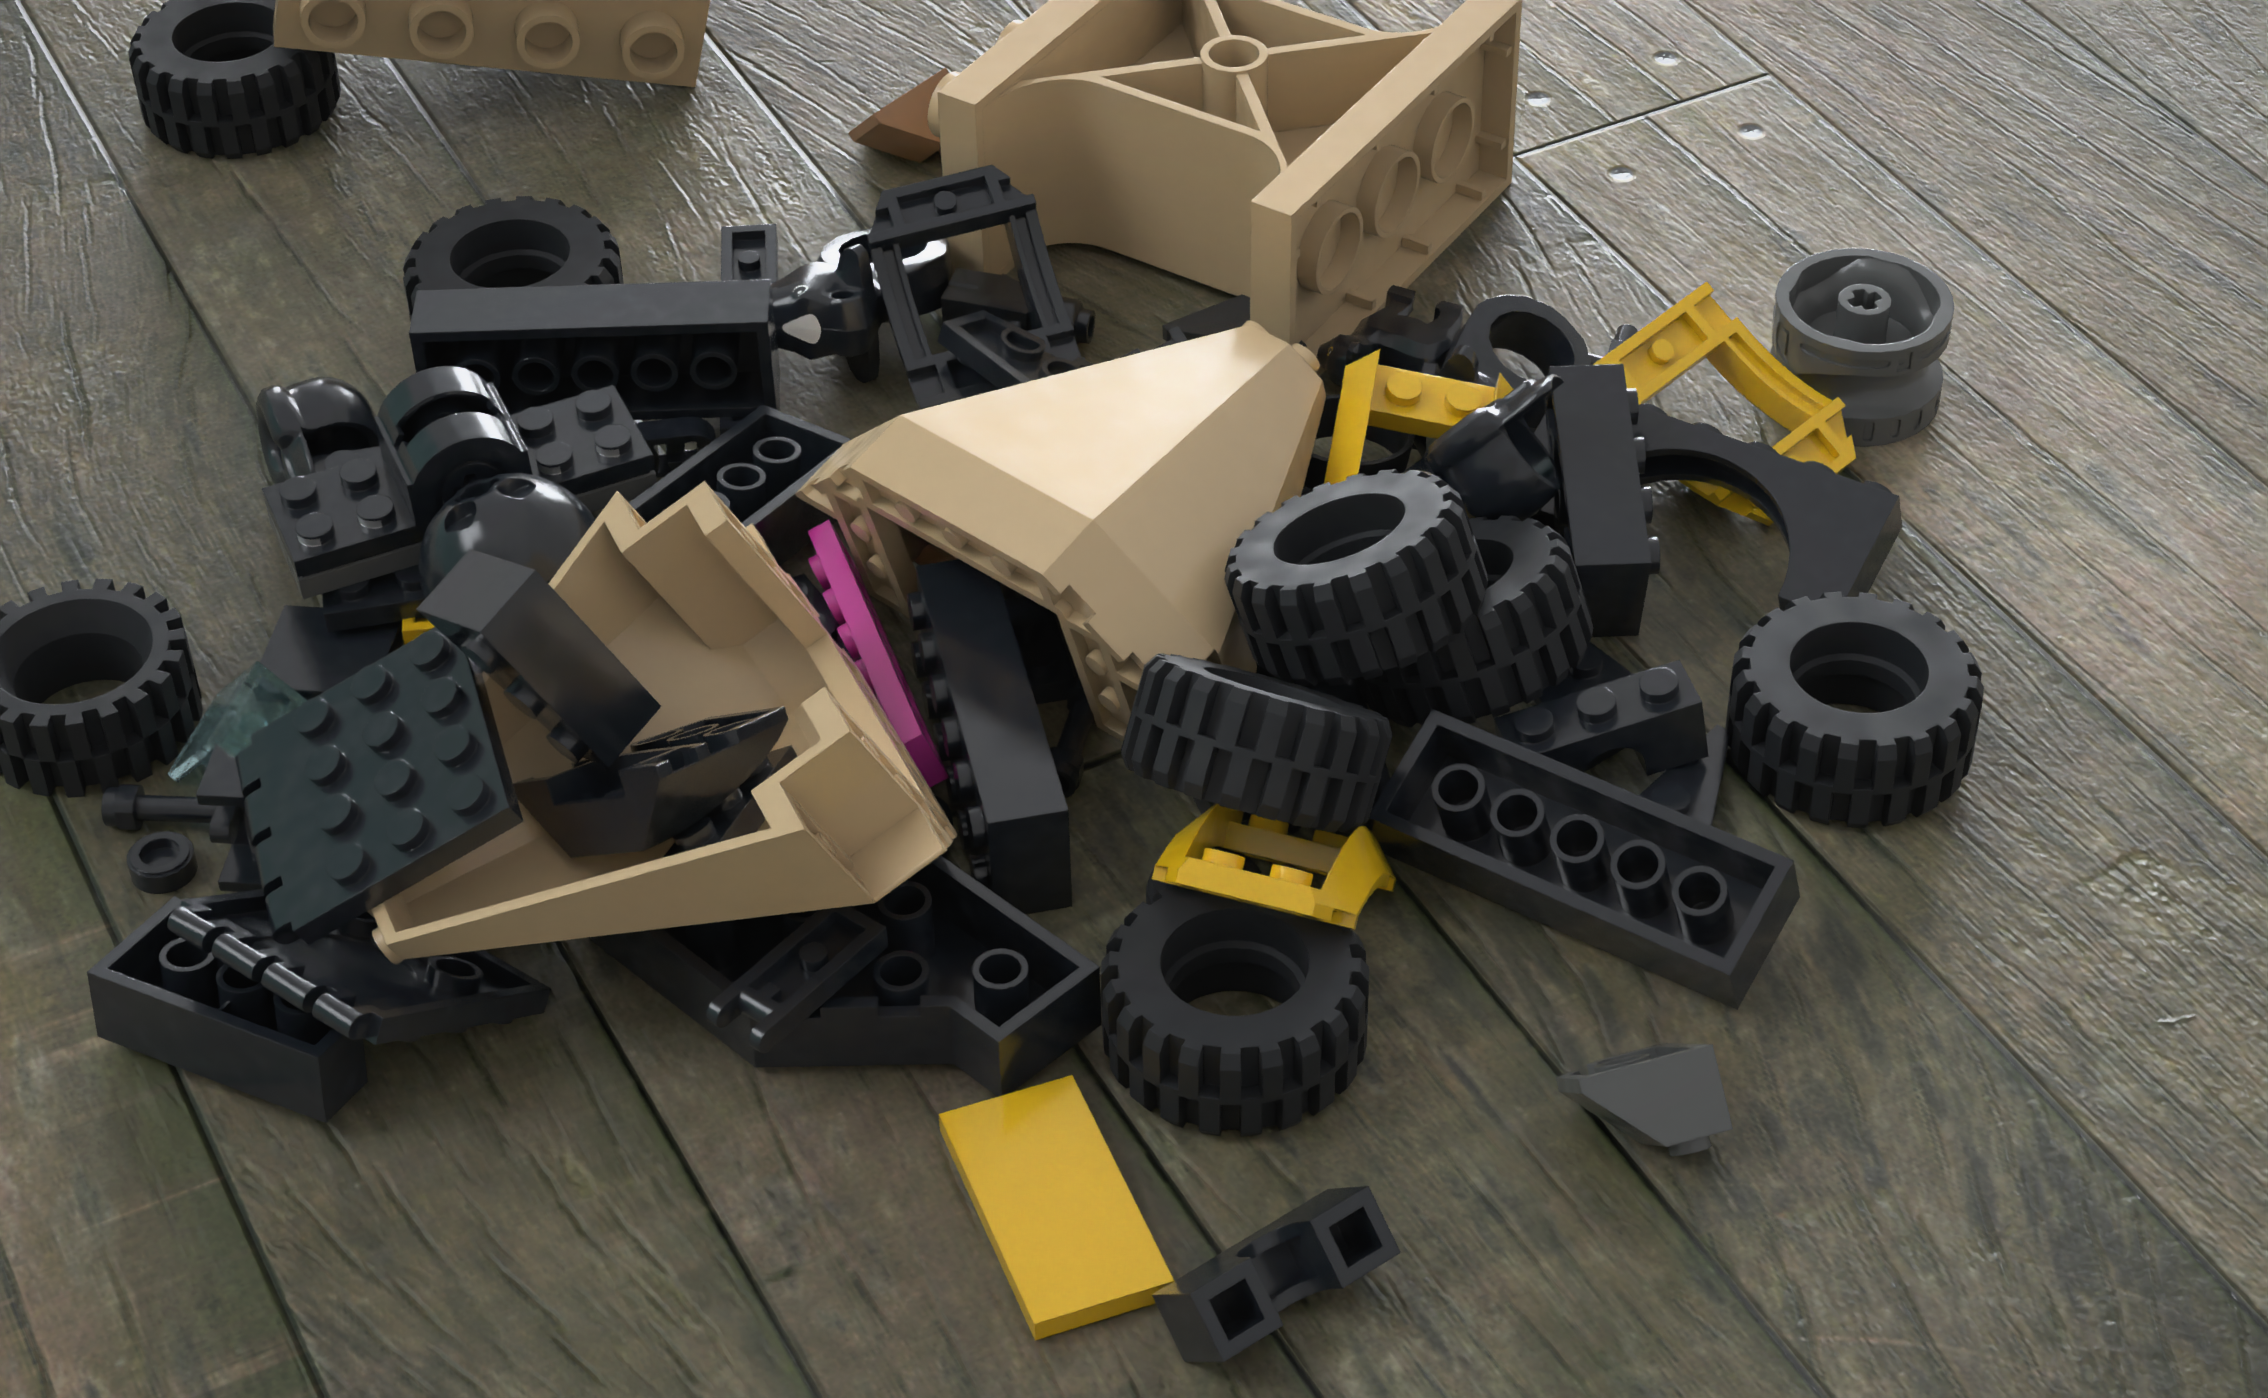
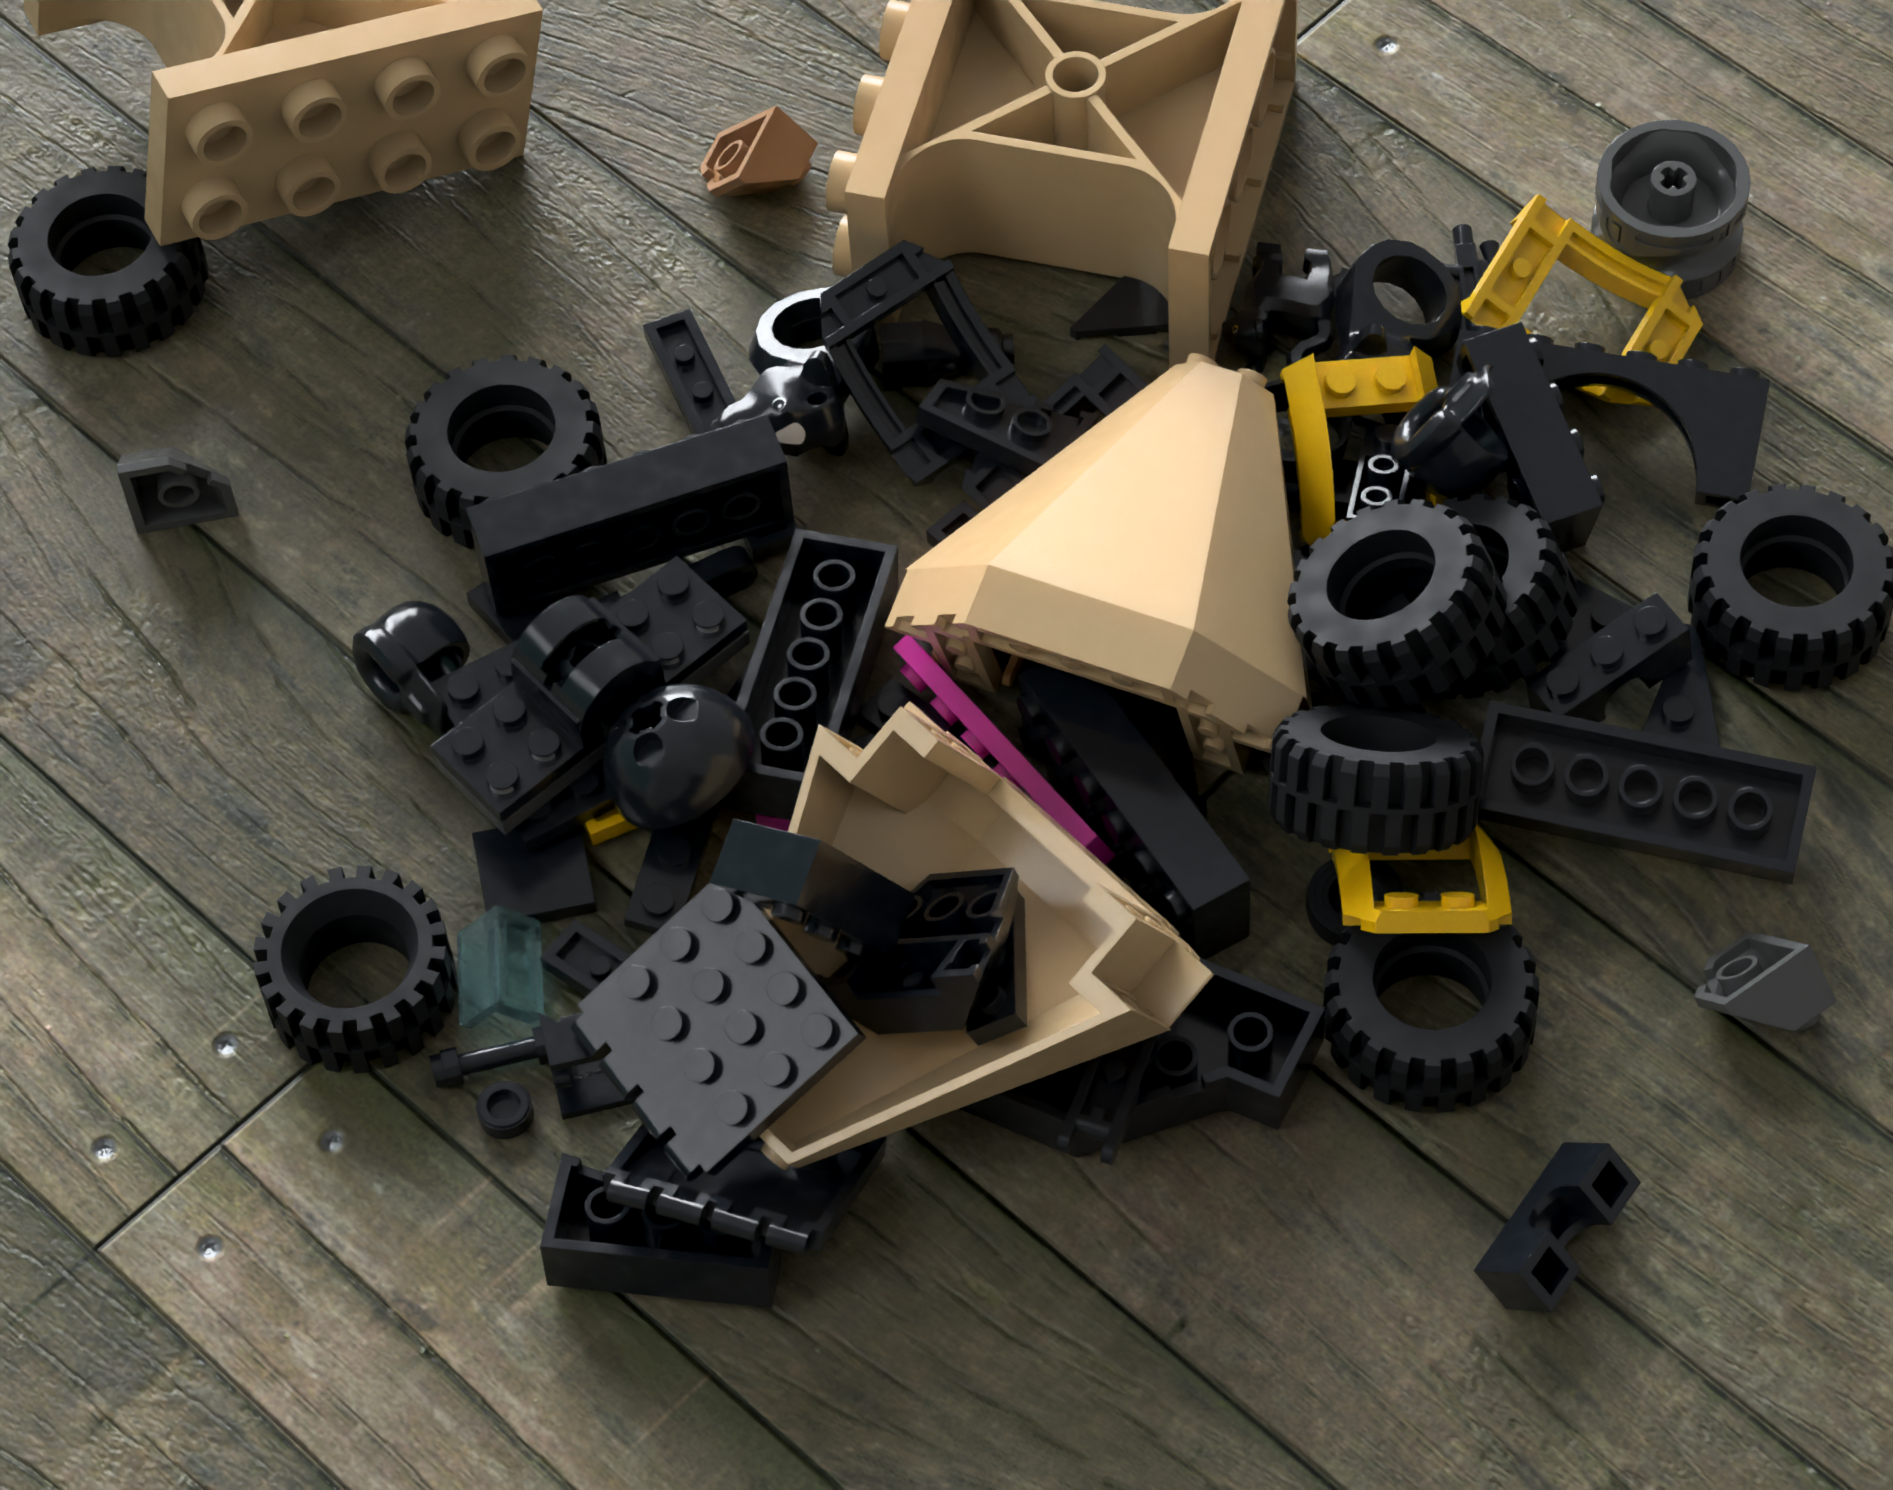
camera: 15 degrees left, 15 degrees up
(172, 254) = (173, 490): none -> dark grey slope
(1055, 1206) = (1359, 1210): yellow tile -> none

